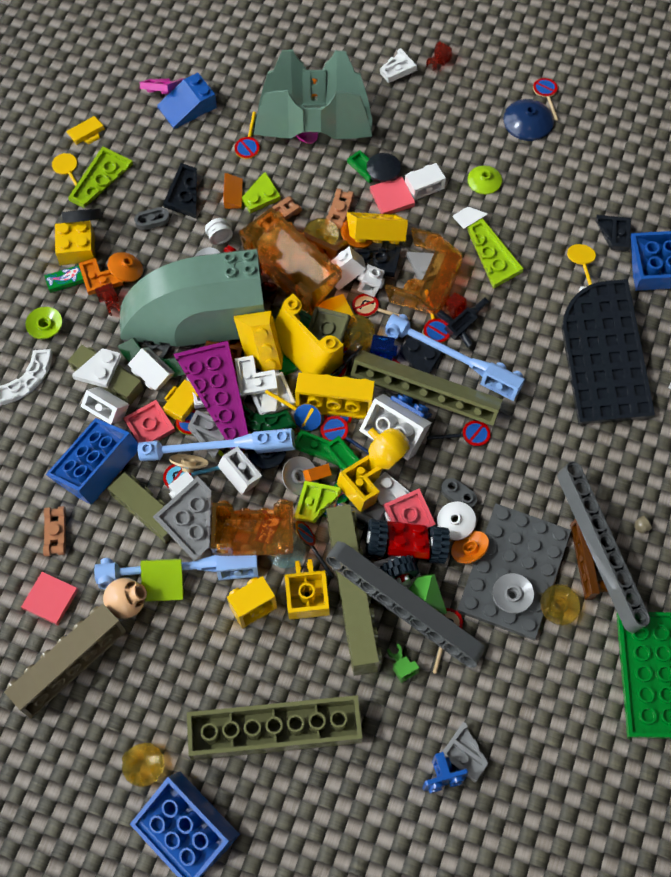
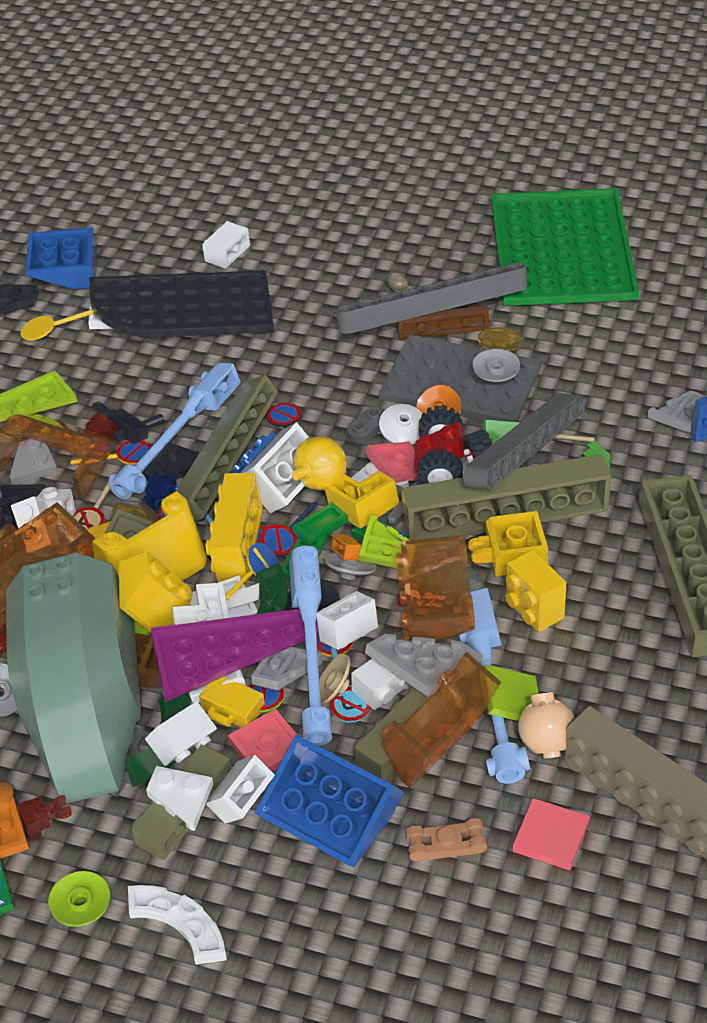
camera: 90 degrees left, 20 degrees down
(124, 517) = (440, 720): none -> clear orange windscreen

